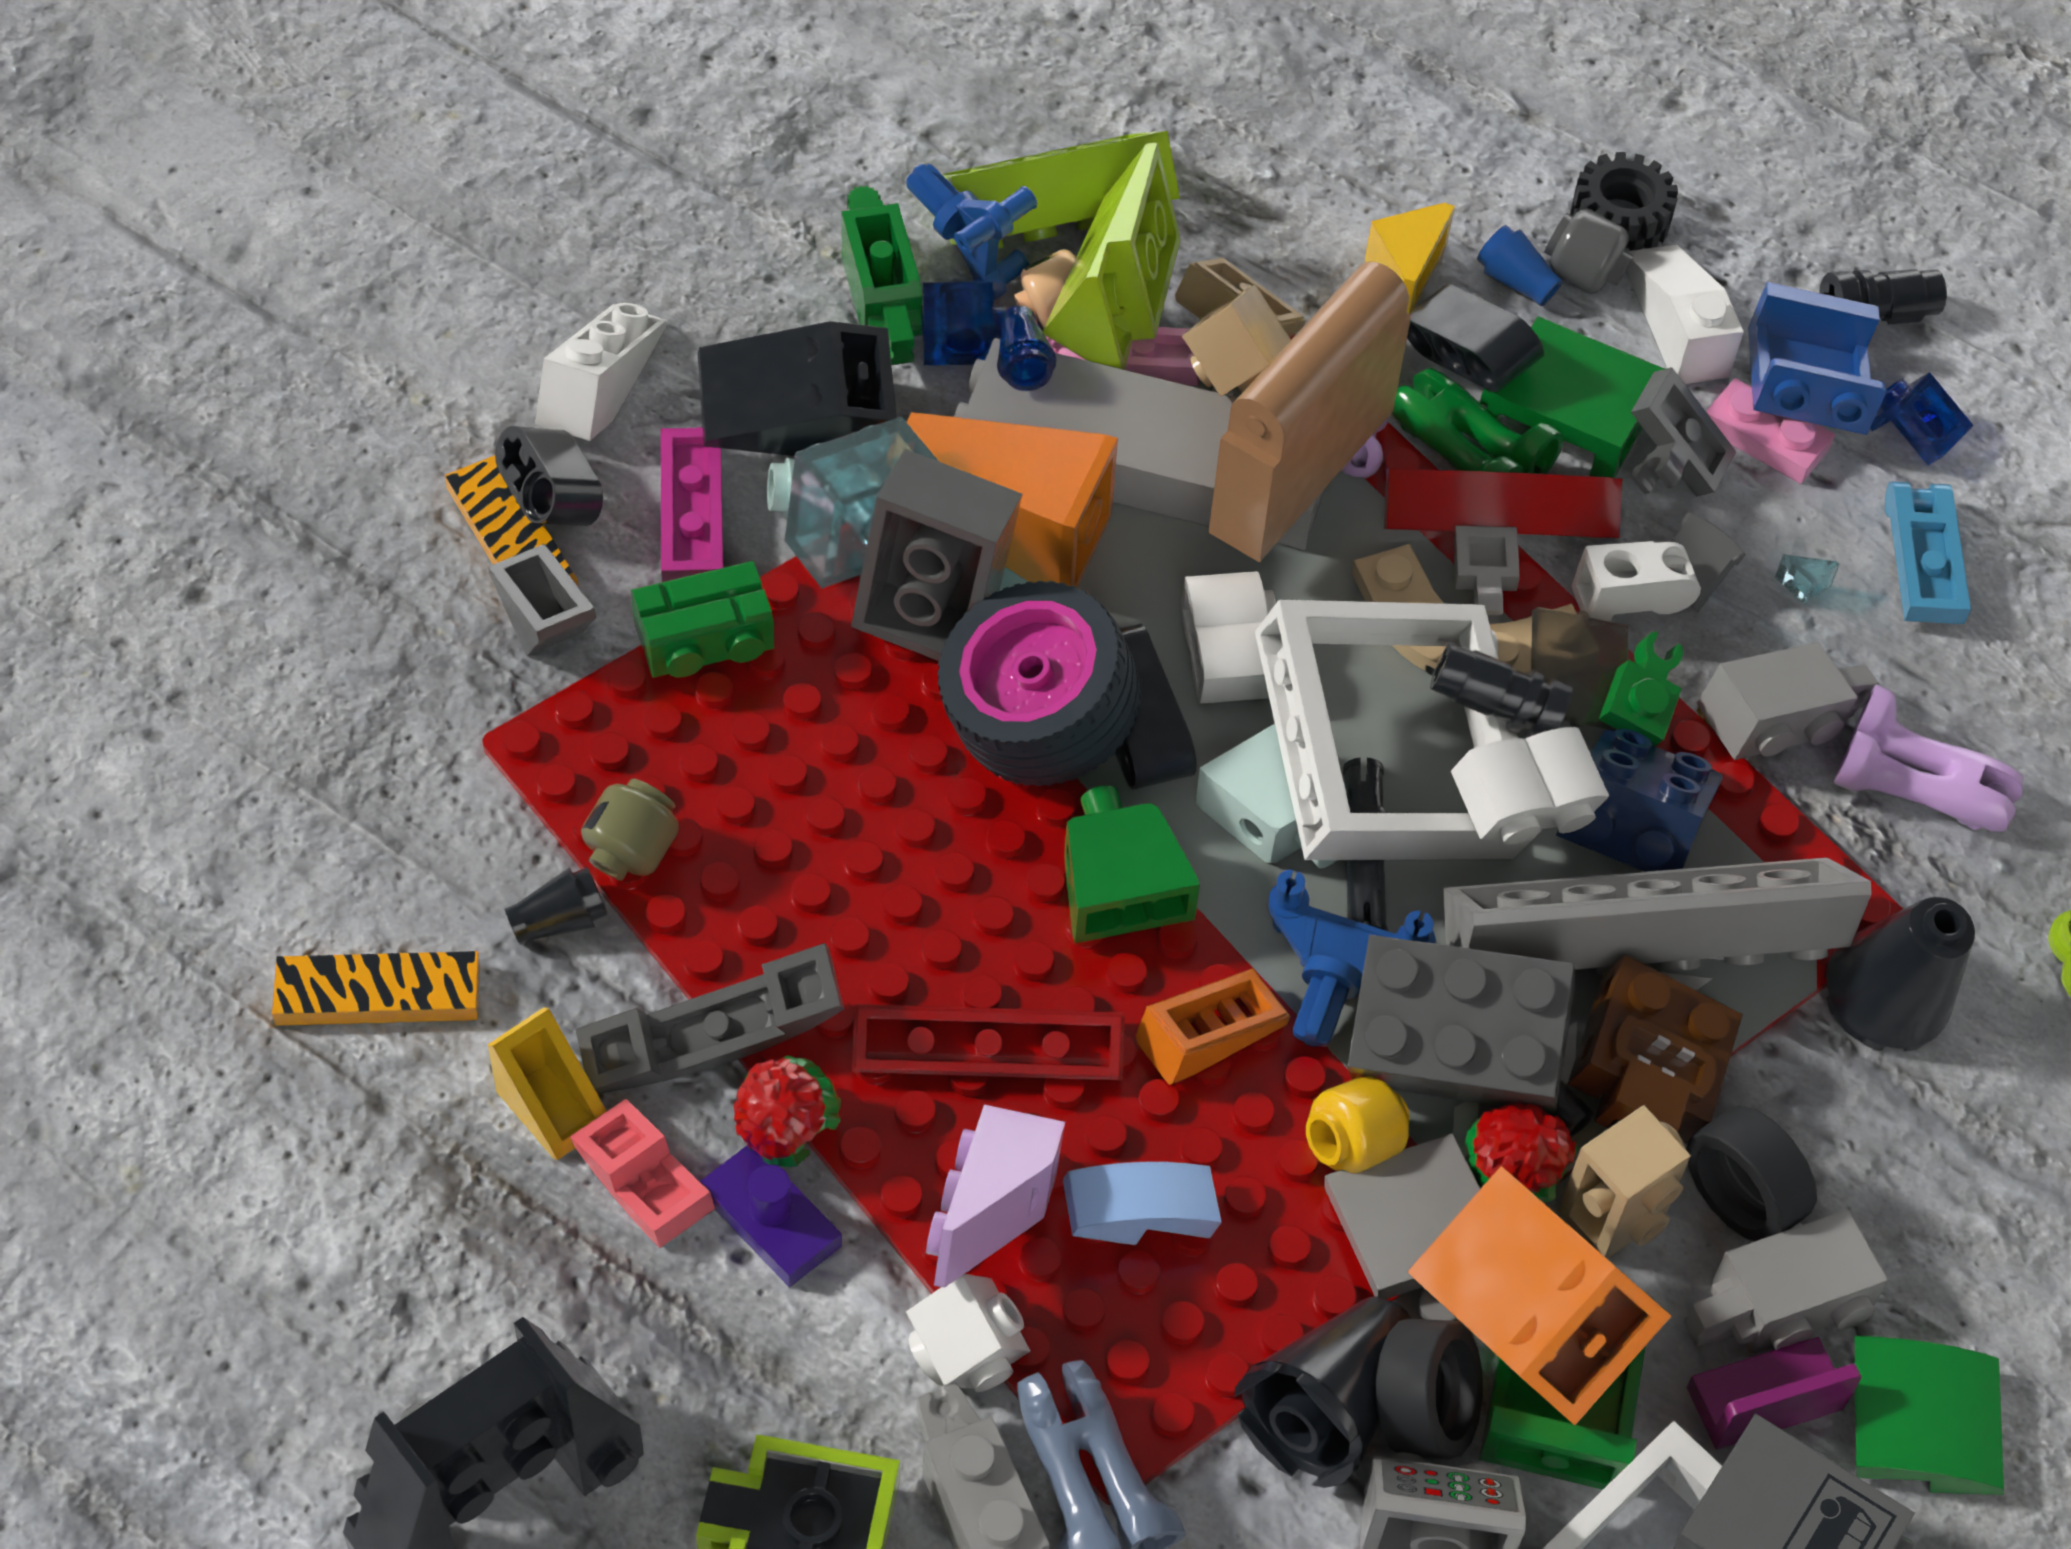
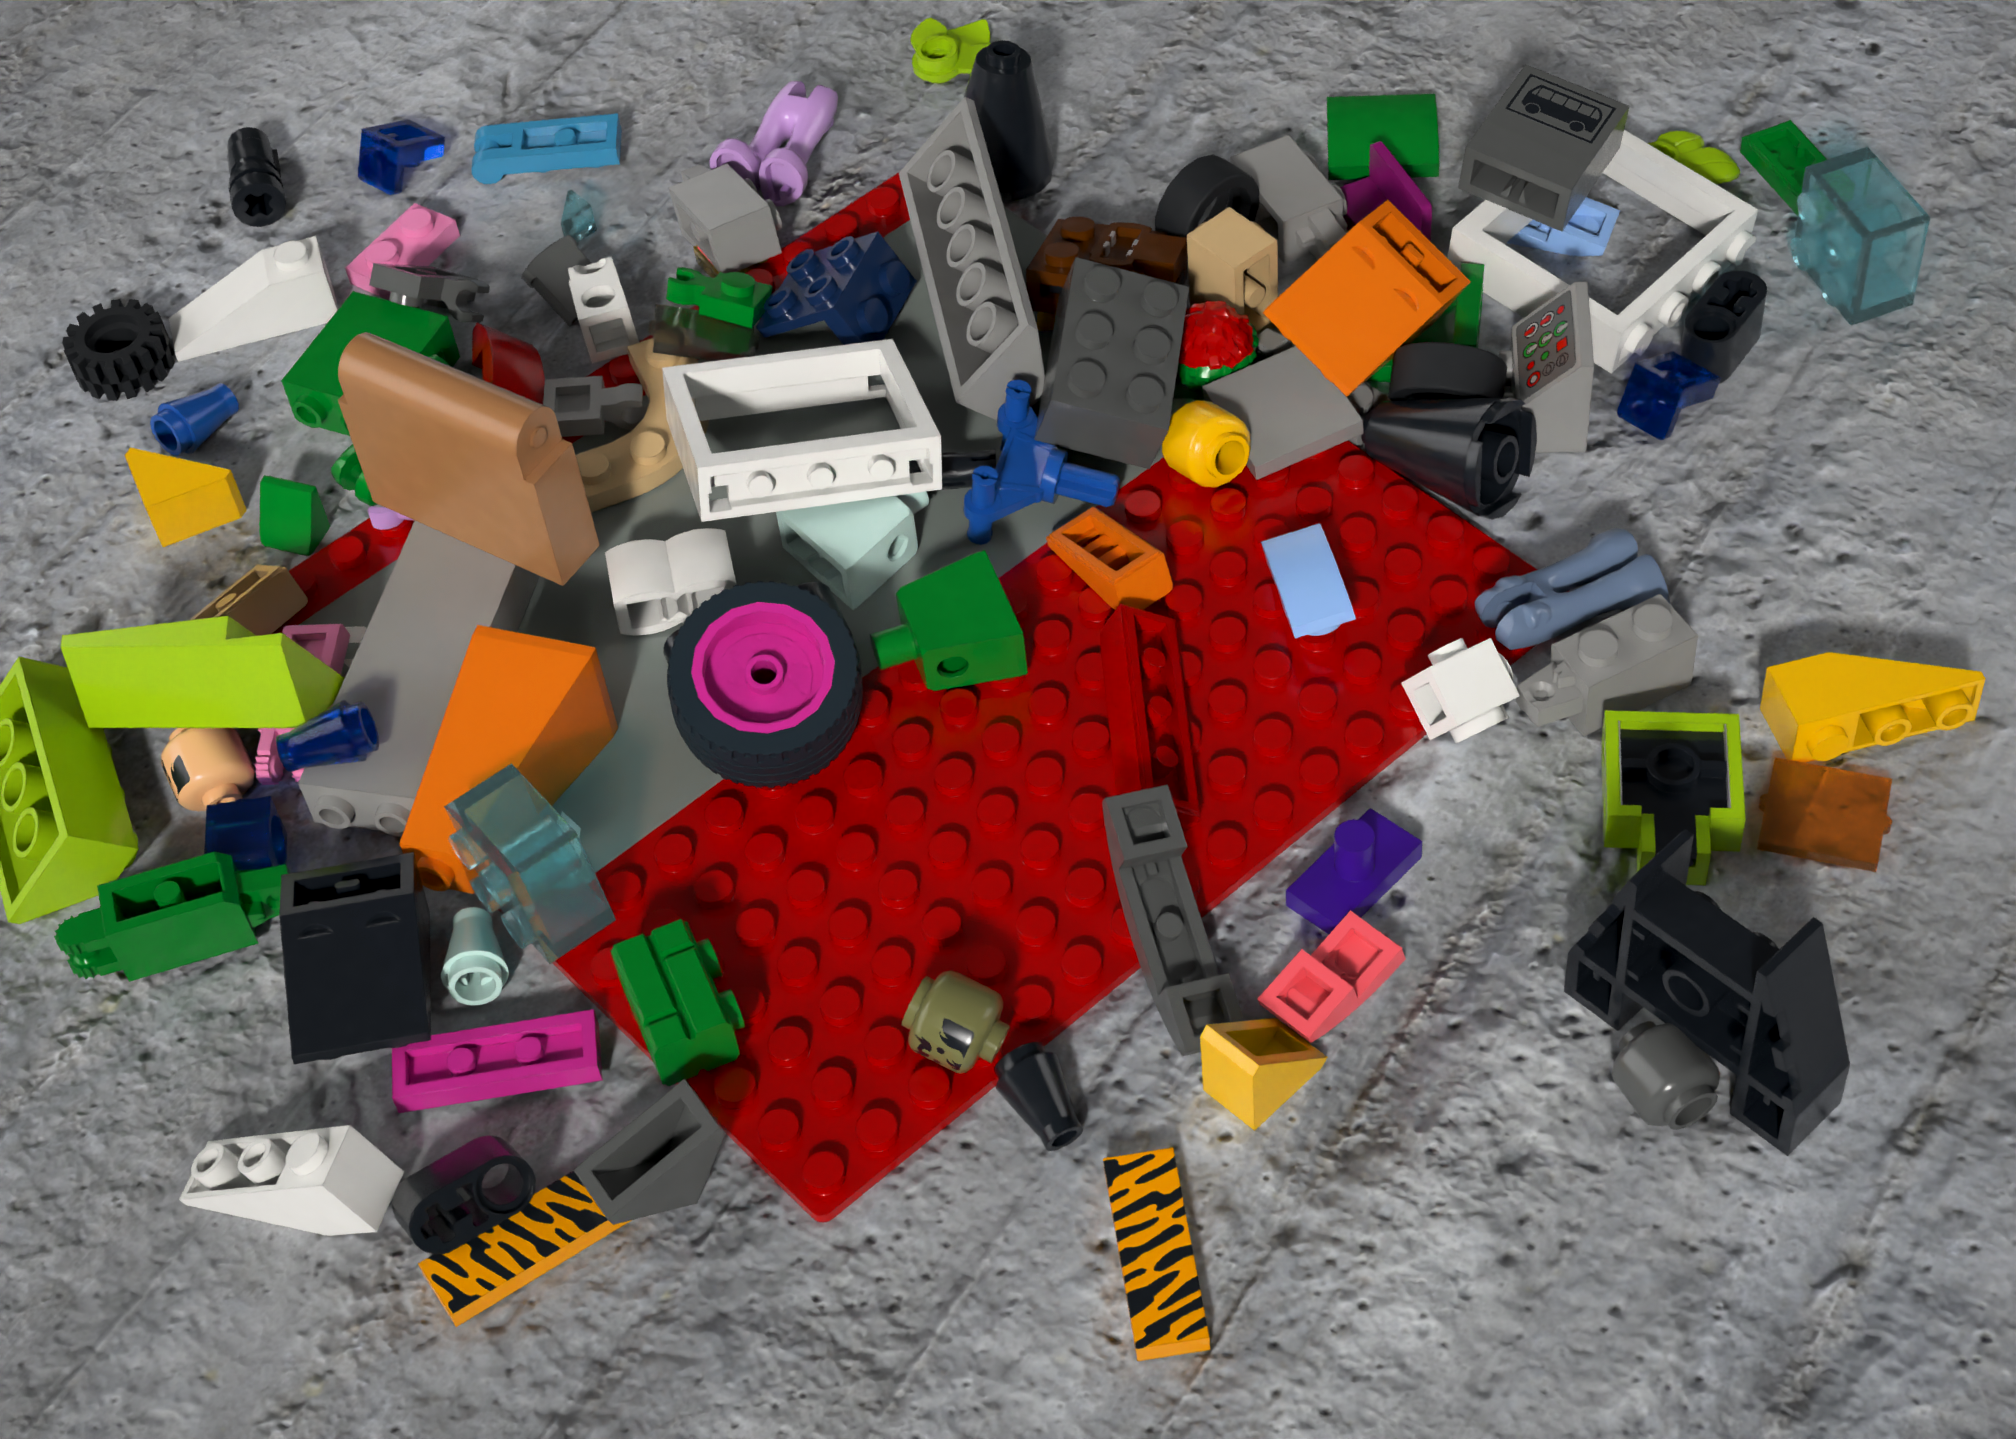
camera: 85 degrees left, 5 degrees down
(784, 1108) = (1264, 845): red piece -> none
(932, 552) = (626, 766): dark grey brick -> none
(974, 224) = (146, 813): blue axle -> none
(999, 1193) = (1335, 658): lavender slope -> none
(1235, 342) = (320, 577): tan brick -> none
(1473, 338) = (298, 428): black beam -> none
(1500, 690) = (773, 335): black axle -> none
(1530, 785) = (865, 325): white brick -> none
(1589, 251) = (183, 363): dark grey head -> none
(1814, 358) = (344, 211): blue panel -> none

